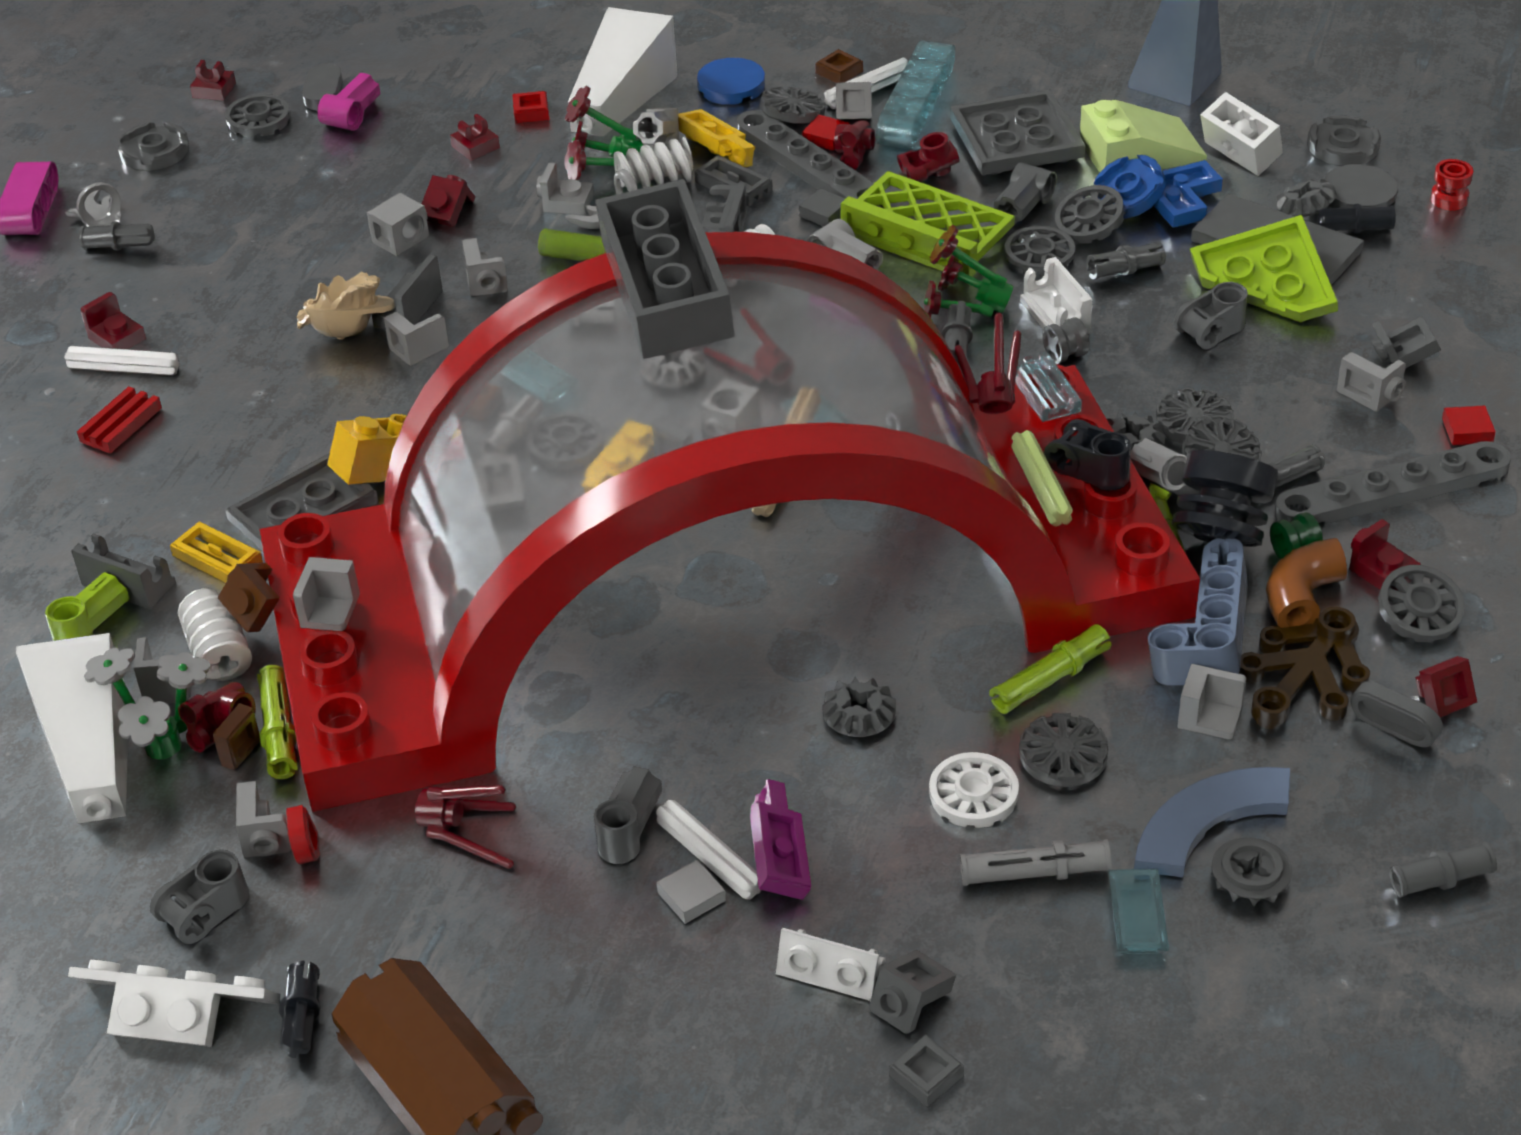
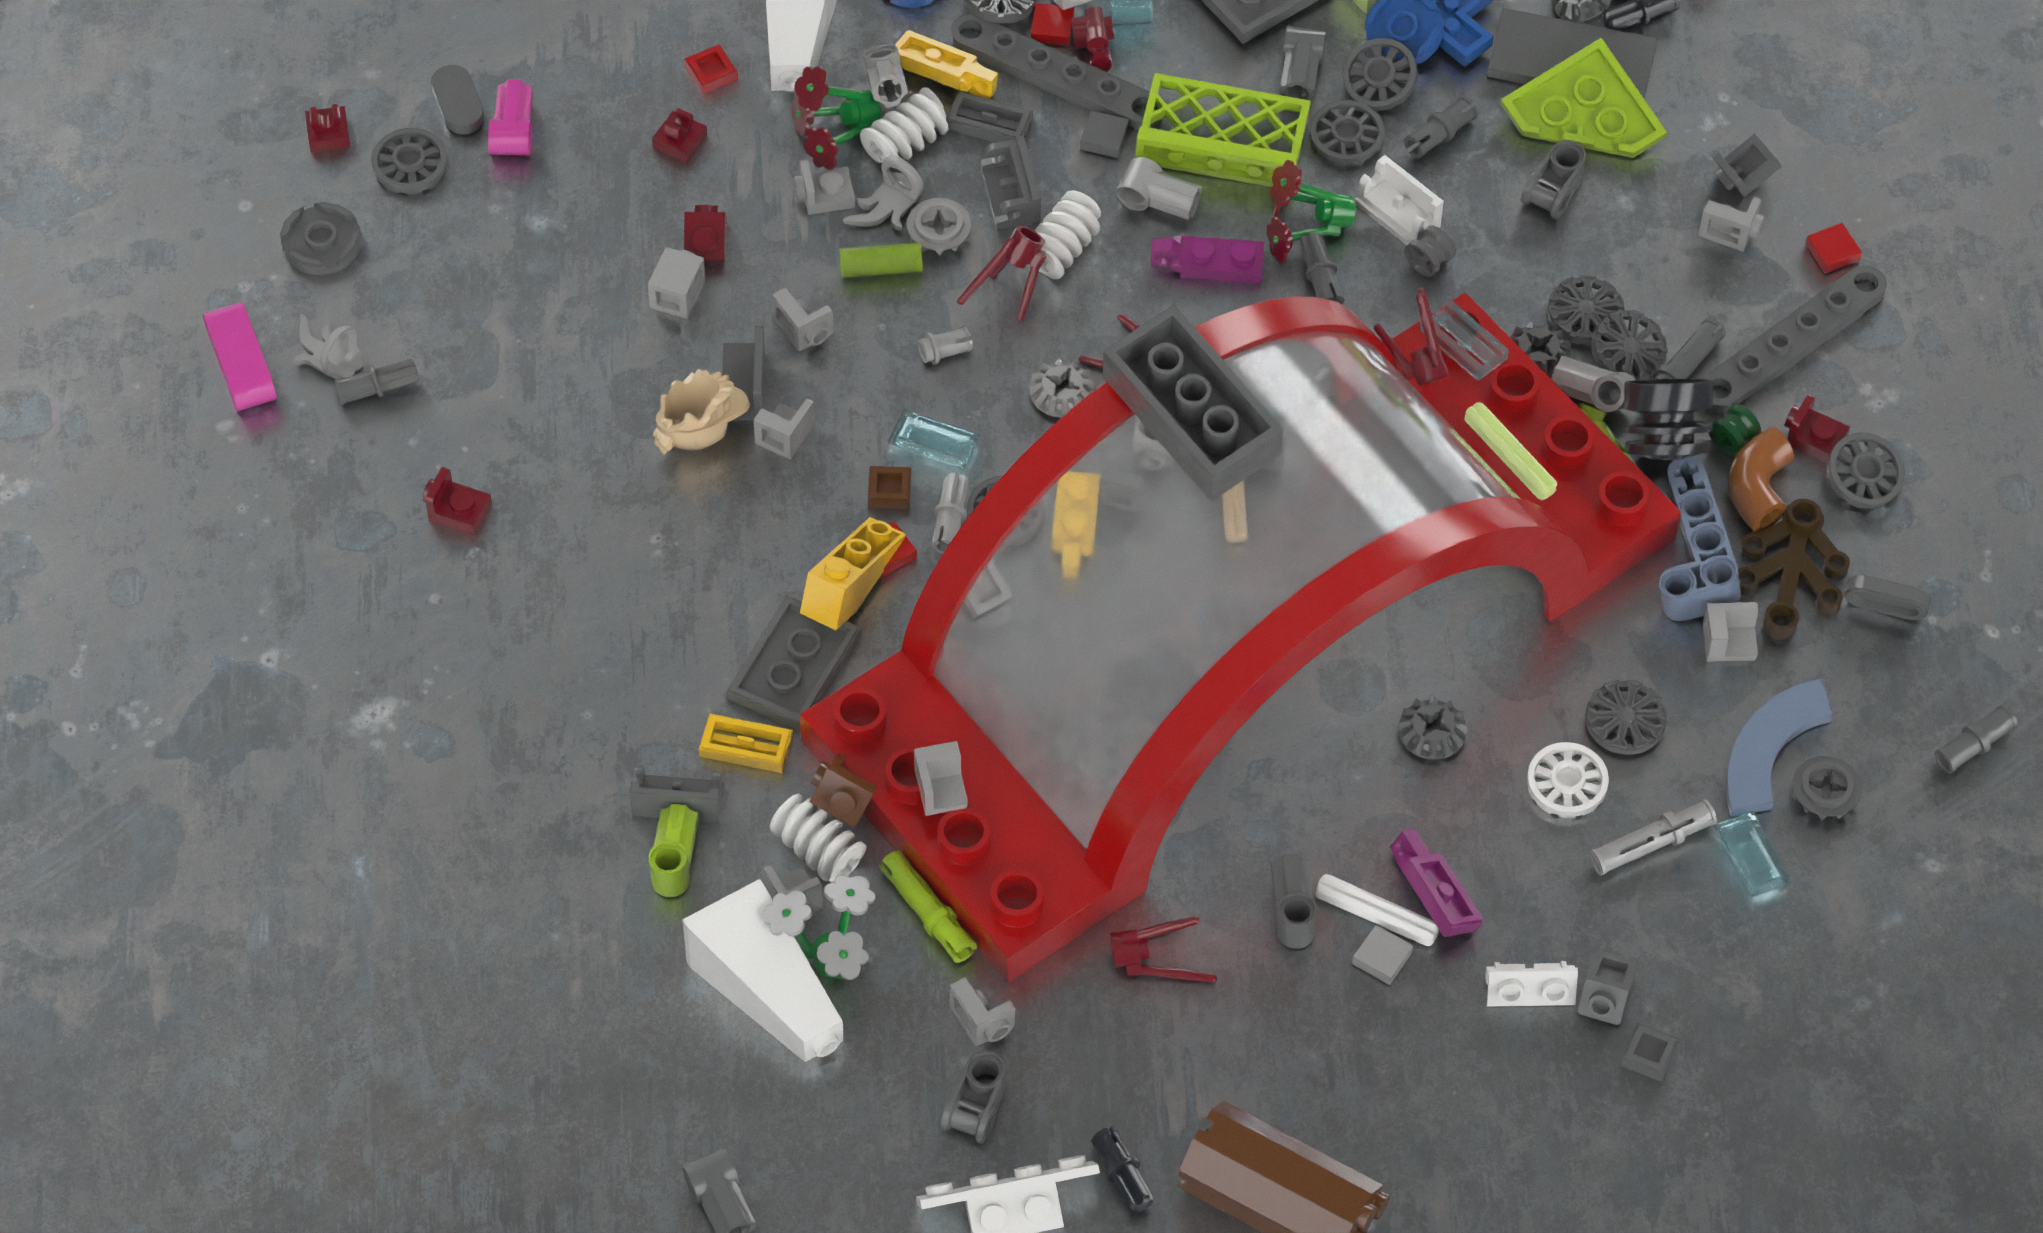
camera: 25 degrees left, 15 degrees up
(119, 420) = (546, 587): red tile -> none
(122, 360) = (493, 542): white axle -> none
(208, 712) = (883, 911): dark red plate -> none
(237, 736) = (906, 934): reddish brown tile -> none
(302, 835) = (1028, 1012): red tile -> none
(933, 158) = (1183, 42): dark red plate -> none
(1063, 660) = (1588, 624): lime pin -> none
(1095, 455) = (1546, 413): black piece -> none
(1447, 686) = (1918, 555): dark red tile -> none

